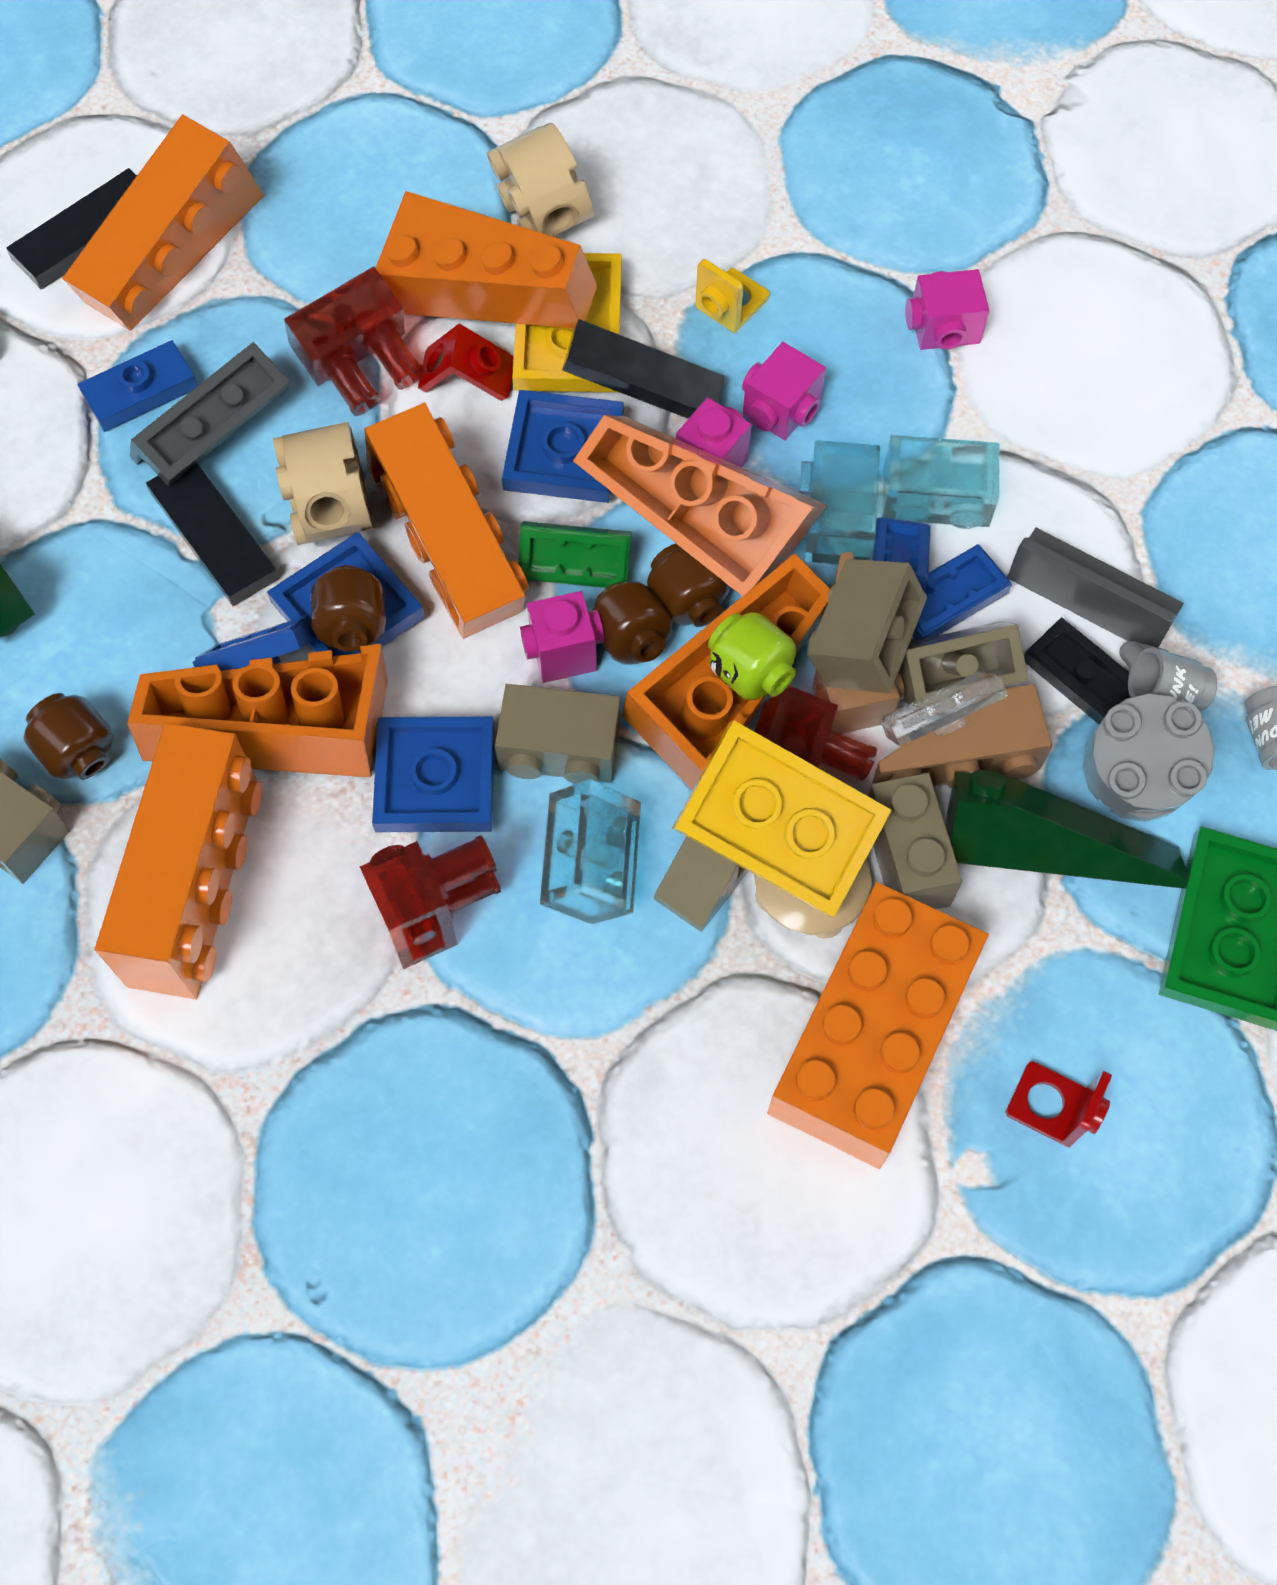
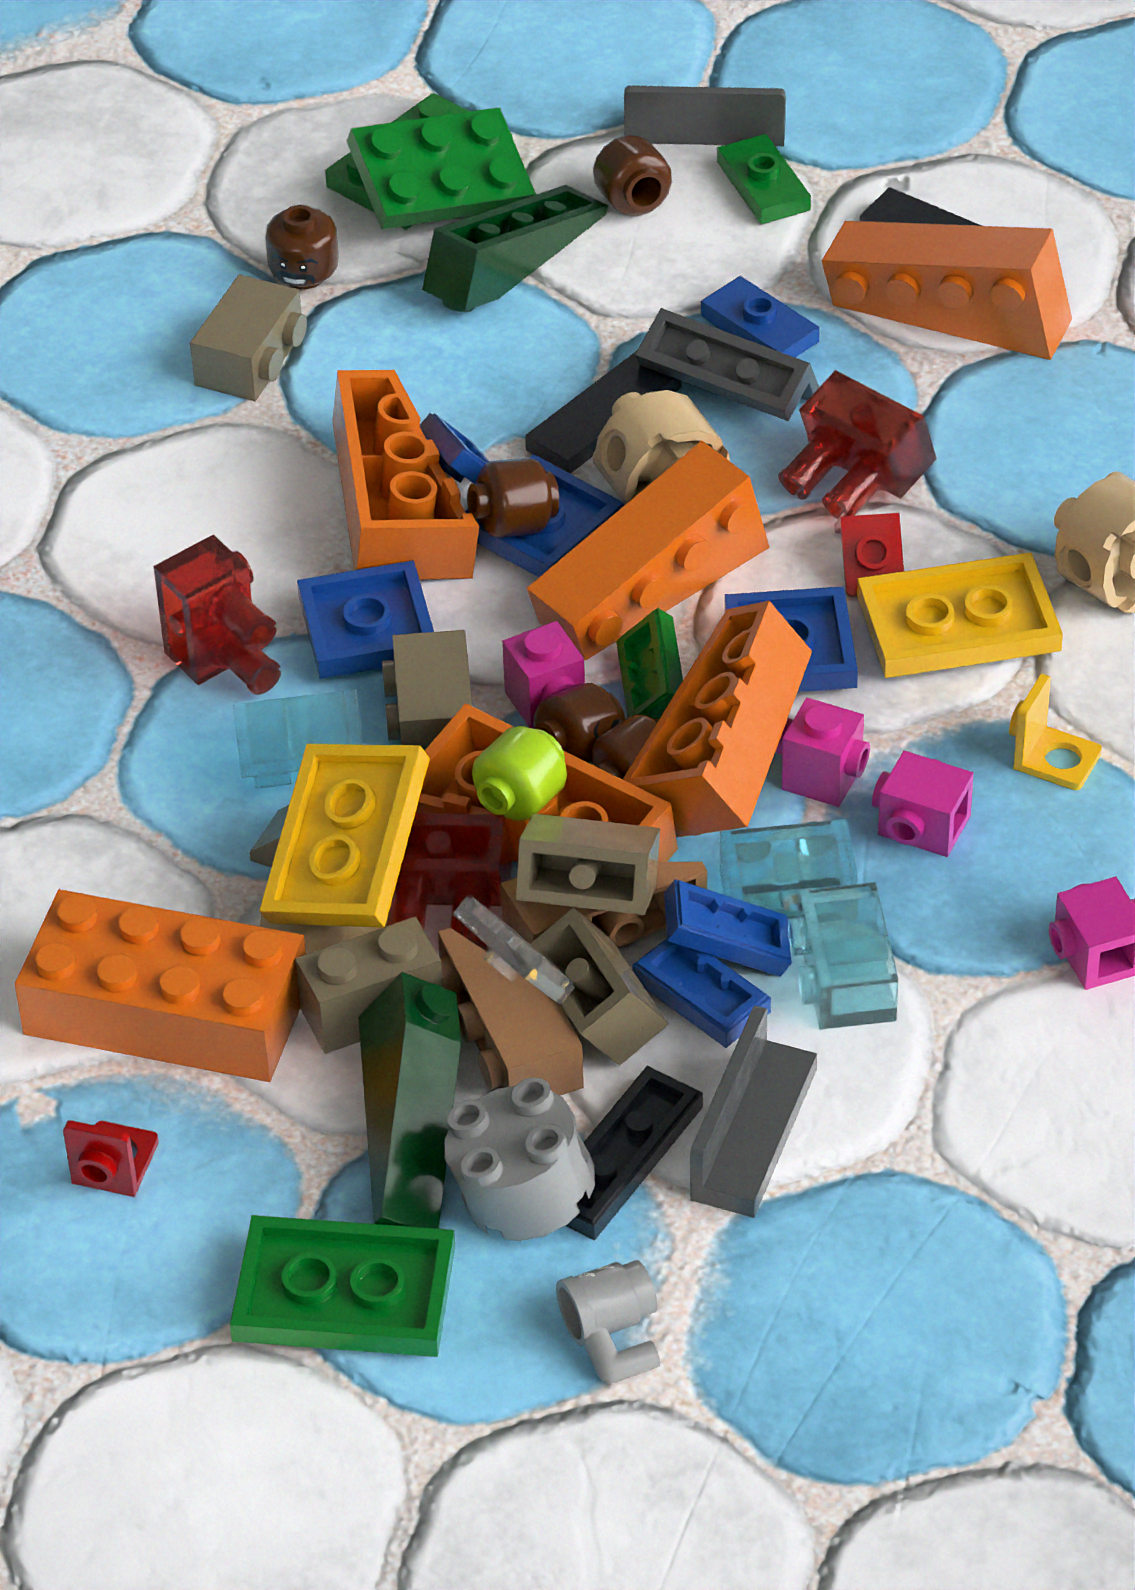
camera: 80 degrees right, 20 degrees down
(68, 736) = (333, 348): reddish brown head -> none
(180, 862) = (216, 450): orange brick -> none
(482, 268) = (979, 504): orange wedge -> none
(640, 370) = (898, 675): black tile -> none
(1168, 674) = (626, 1174): light grey piece -> none

